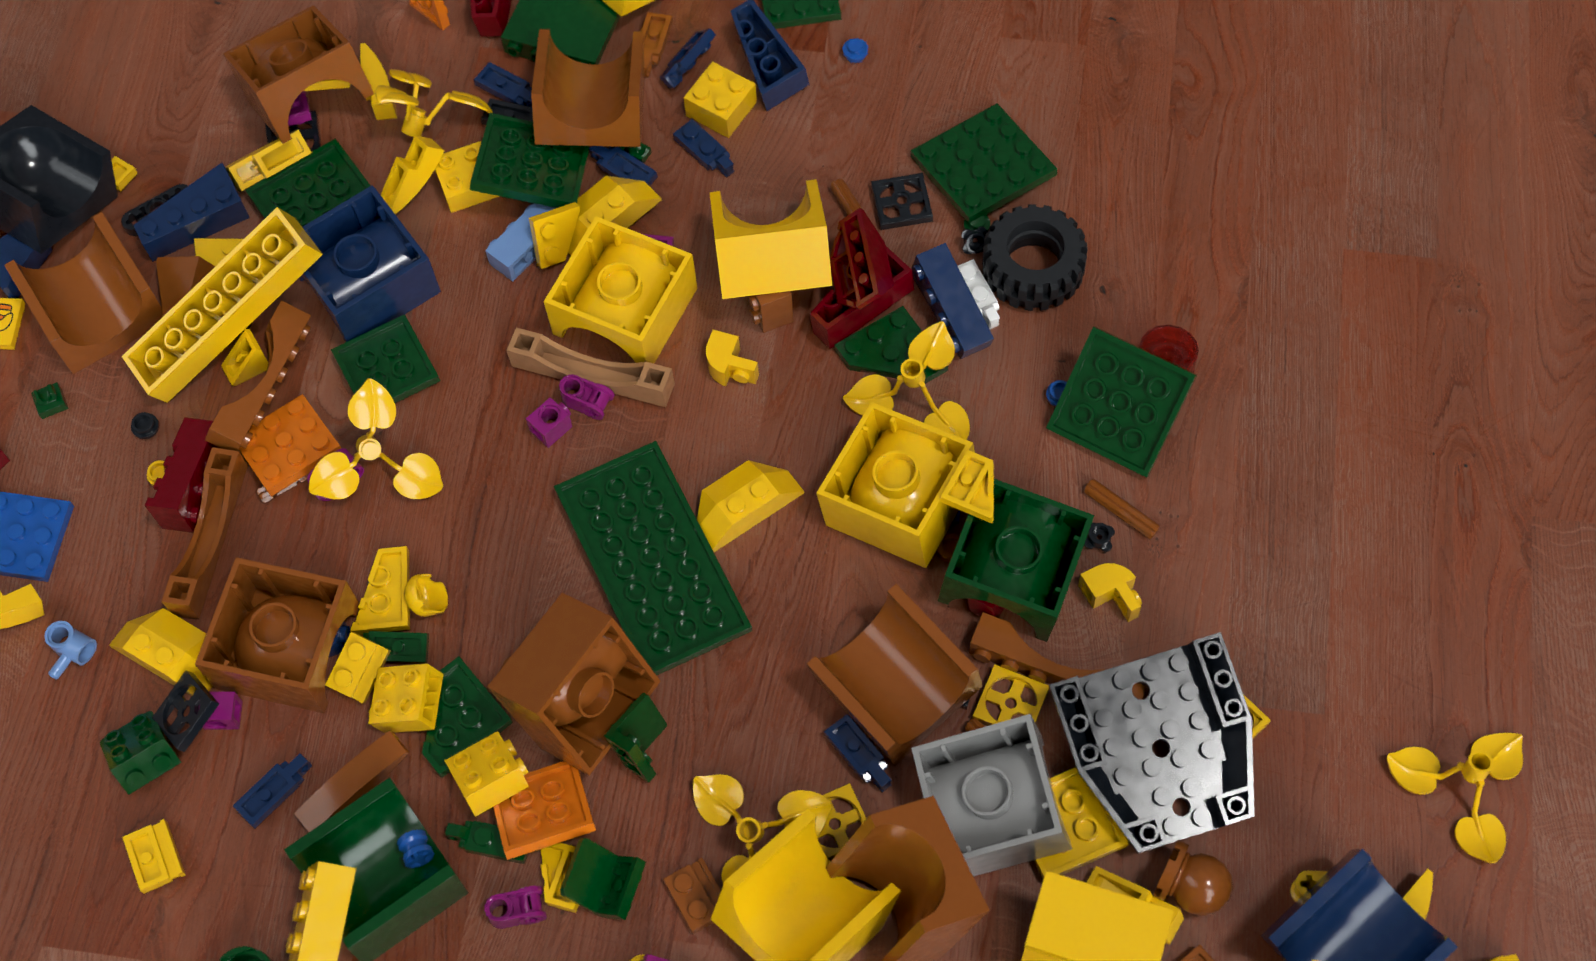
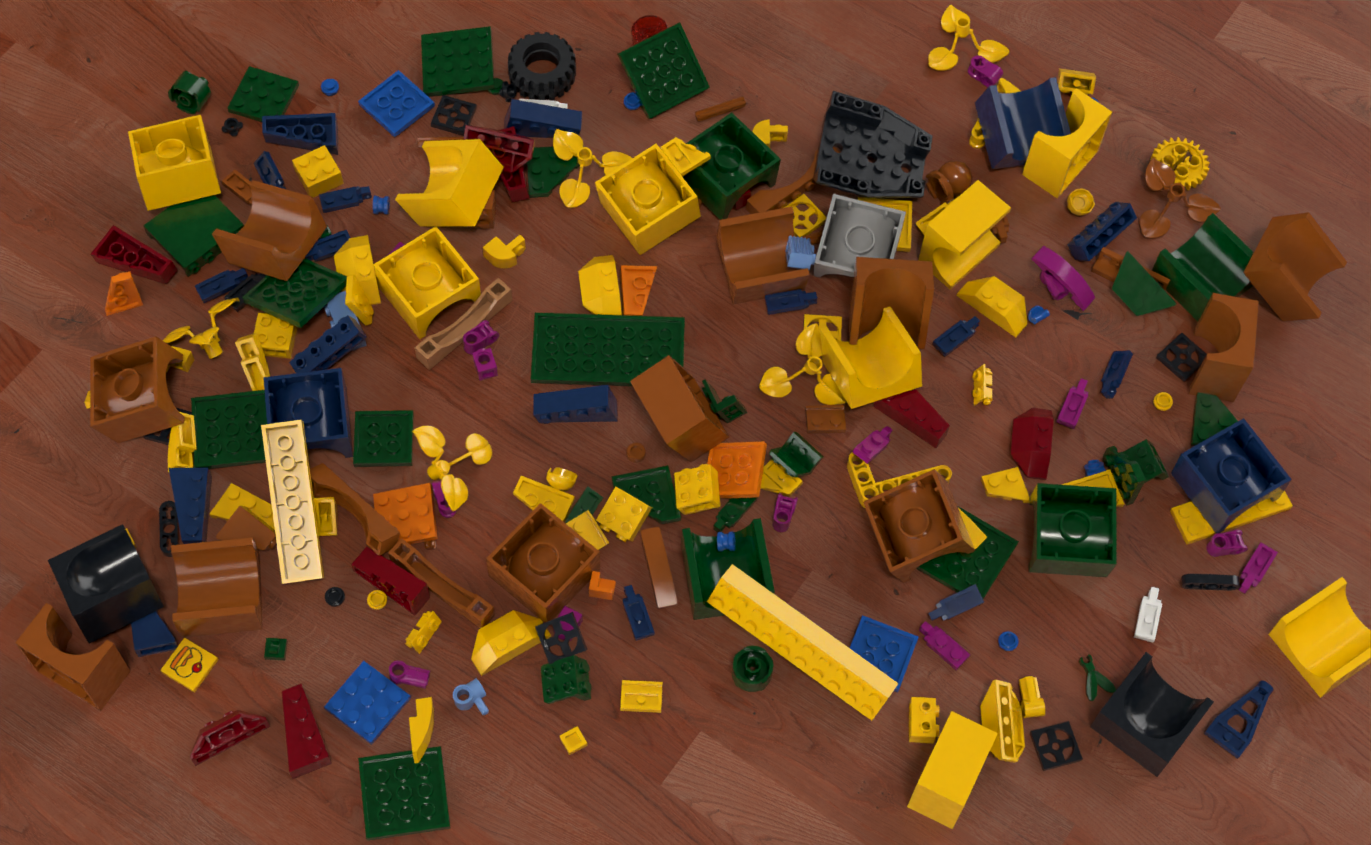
camera: 70 degrees left, 0 degrees up
(56, 801) = (573, 740): none -> yellow plate
(70, 562) = (411, 675): none -> magenta piece
(133, 549) = (428, 625): none -> yellow hinge
(293, 725) = (601, 587): none -> orange panel
(467, 237) = (329, 347): none -> dark blue brick
(537, 553) = (576, 405): none -> dark blue wedge
(715, 183) = (381, 205): none -> blue wheel
(764, 544) = (635, 288): none -> orange wing
(876, 130) = (396, 103): none -> blue plate
(921, 720) = (799, 253): none -> medium blue brick
(1433, 848) = (985, 72): none -> magenta piece

